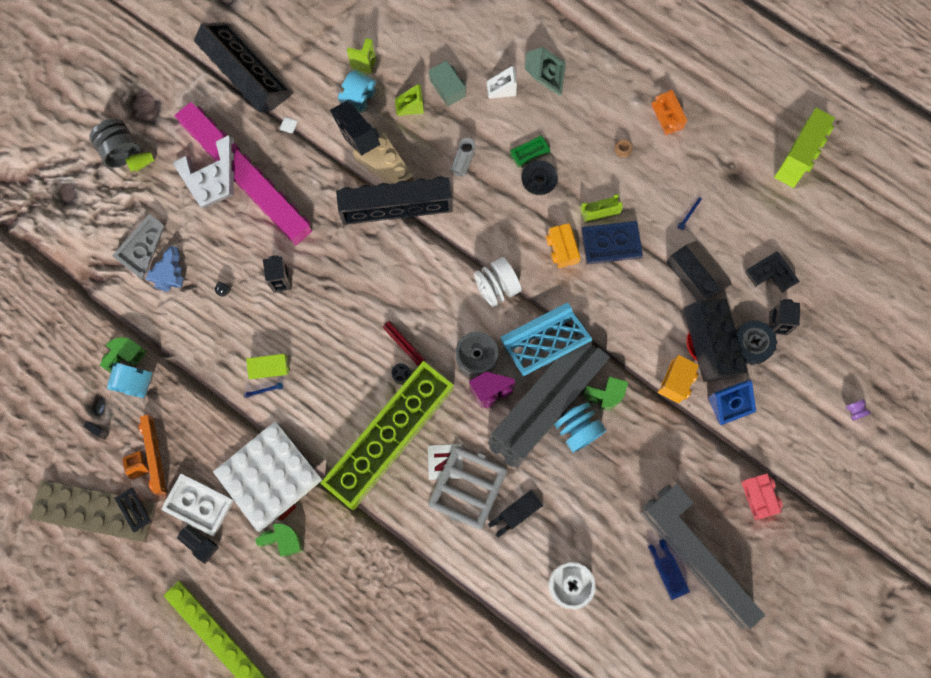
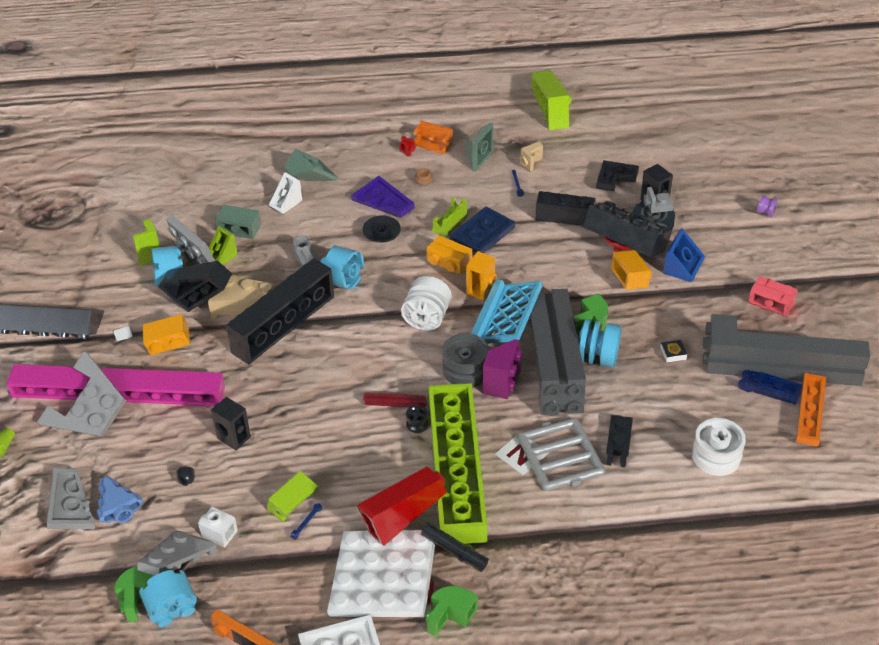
camera: 45 degrees left, 30 degrees down
(163, 347) = (173, 552): none -> light grey wing
(205, 348) = (217, 527): none -> white brick
(306, 155) = (166, 334): none -> light orange brick
(309, 446) = (401, 504): none -> red slope
(321, 501) = (463, 552): none -> black pin
(381, 94) = (192, 246): none -> light grey plate
(473, 195) = (345, 266): none -> medium azure brick
(530, 151) = (353, 222): green tile -> none
(560, 289) = (480, 276): none -> light orange brick
(572, 145) = (383, 197): none -> dark purple wing
(635, 475) = (673, 351): none -> tile
(640, 105) = (407, 145): none -> red plate
(674, 615) = (811, 409): none -> orange plate
(692, 154) = (479, 146): none -> sand green slope
(727, 195) = (530, 155): none -> tan bracket
(768, 335) = (658, 202): none -> light grey bracket

